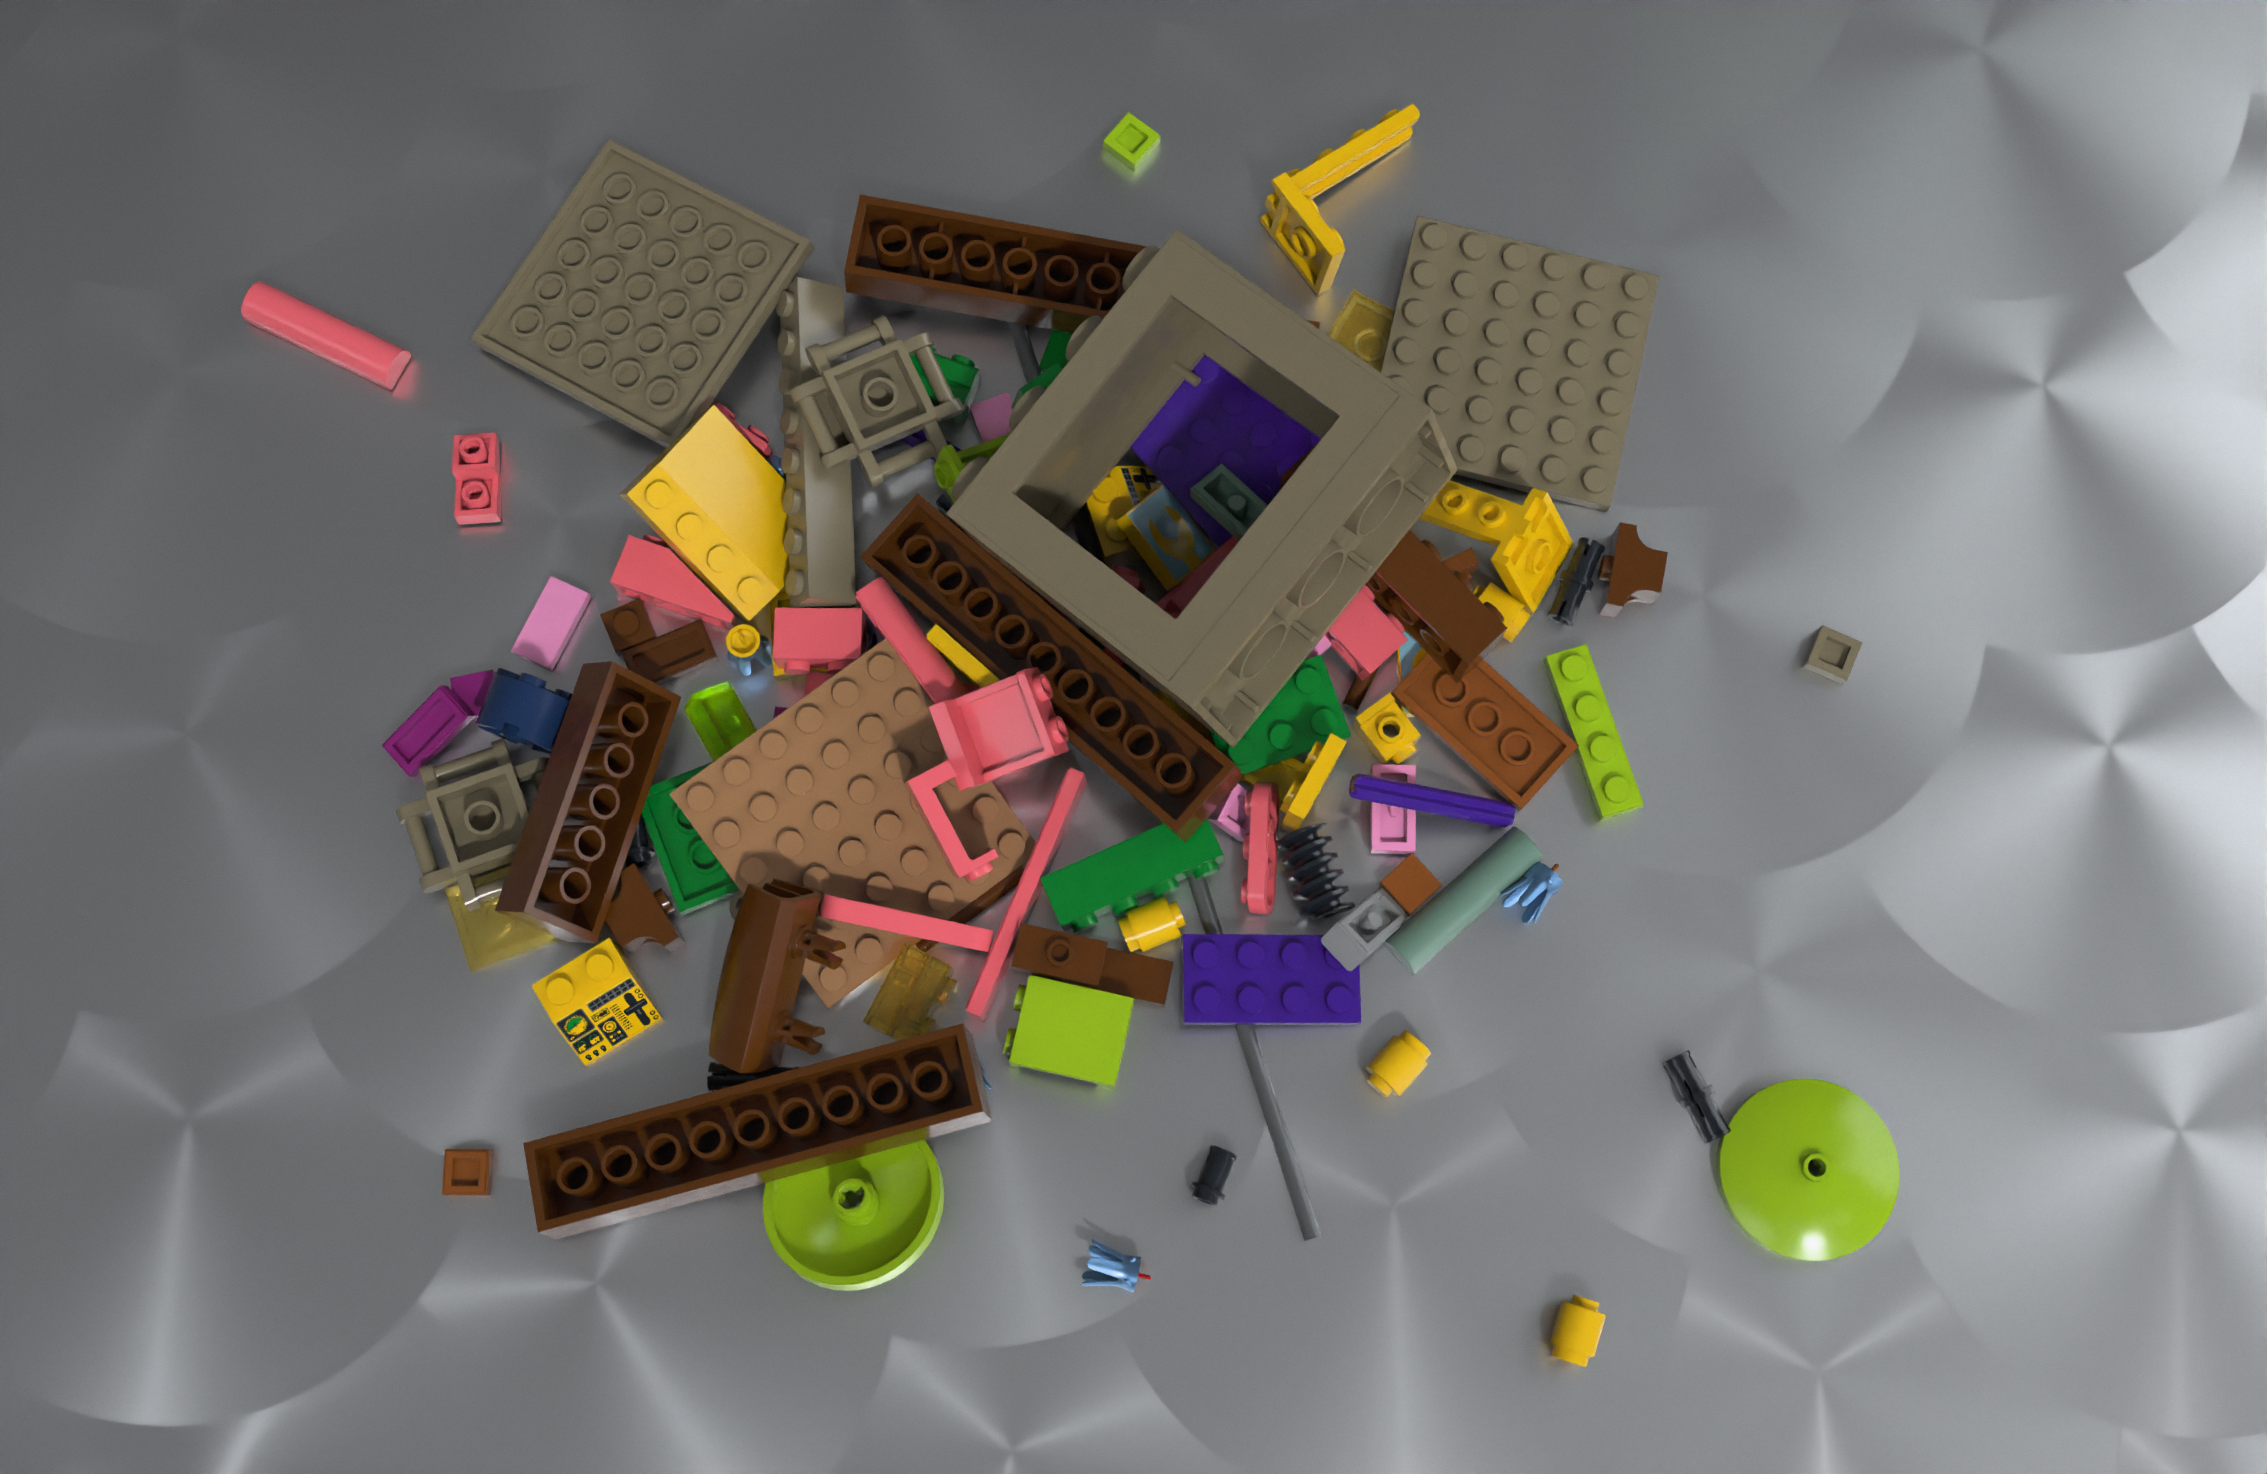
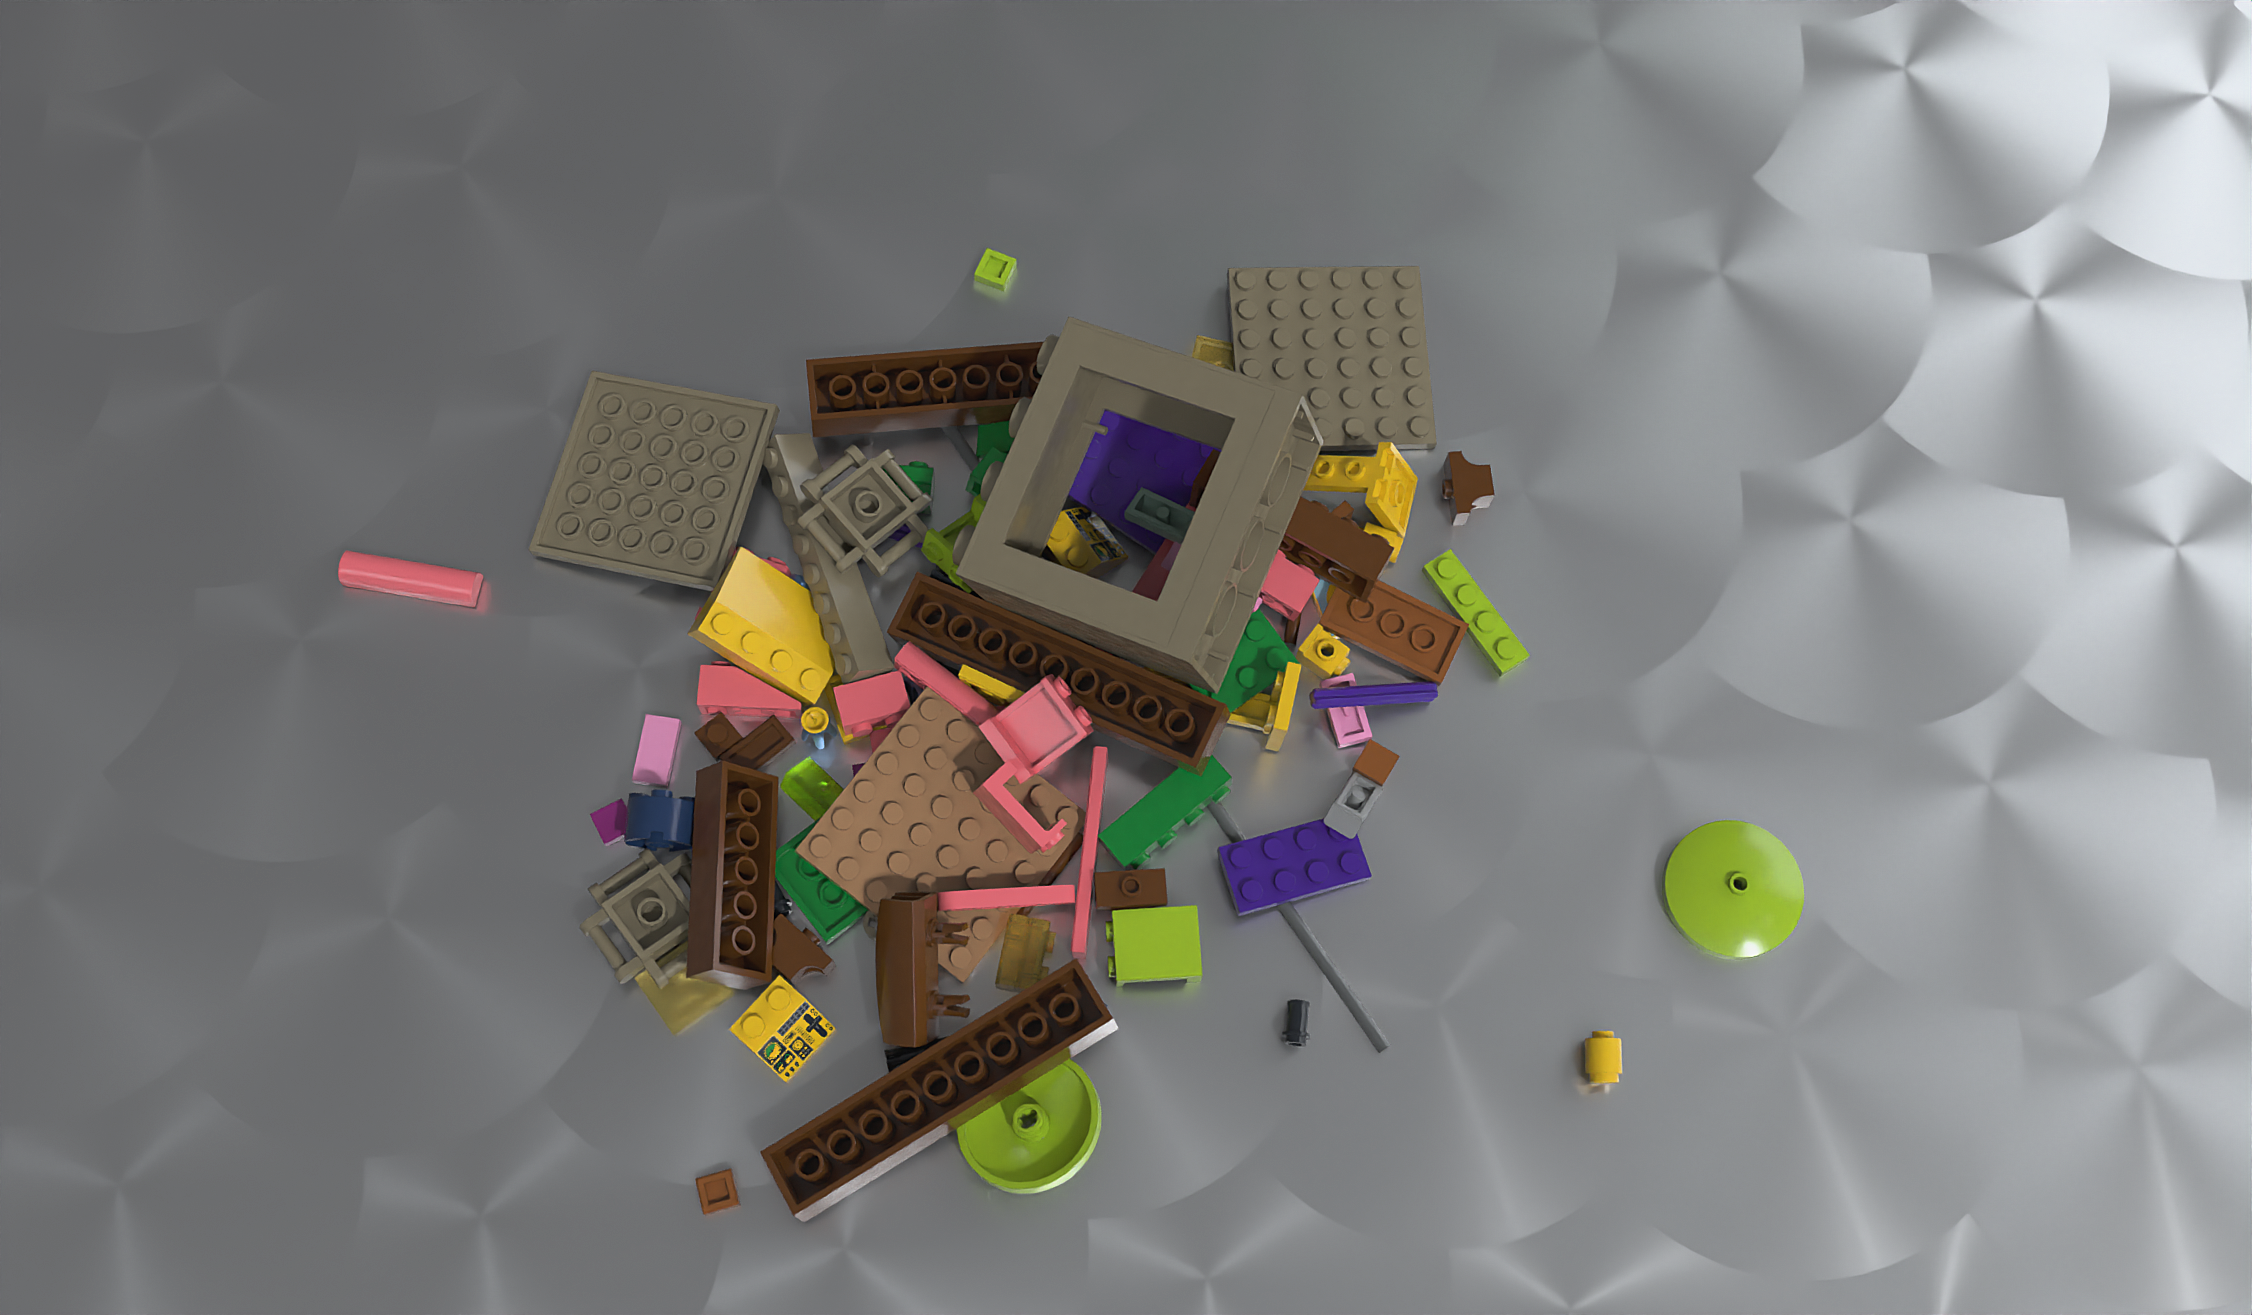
camera: 20 degrees left, 5 degrees down
(428, 730) = (584, 859): magenta tile -> none
(477, 478) = (564, 656): coral slope -> none
(992, 416) = (954, 501): bright pink tile -> none
(1112, 1268) = (1247, 1113): flat silver piece -> none
(1135, 976) = (1193, 889): reddish brown tile -> none
(1152, 924) = (1192, 847): yellow brick -> none
(1165, 536) = (1114, 553): tile -> none
(1231, 814) = (1232, 746): bright pink plate -> none
(1260, 847) = (1257, 766): coral plate -> none
(1293, 215) = (1138, 293): yellow bracket -> none
(1313, 873) = (1302, 774): black piece -> none
(1397, 1064) = (1408, 899): yellow brick -> none
(1463, 900) = (1419, 763): sand green brick -> none
(1534, 890) = (1469, 741): flat silver piece -> none
(1576, 581) = (1428, 505): black pin -> none
(1697, 1096) = (1636, 859): black pin -> none
(1832, 654) = (1631, 507): dark tan tile -> none

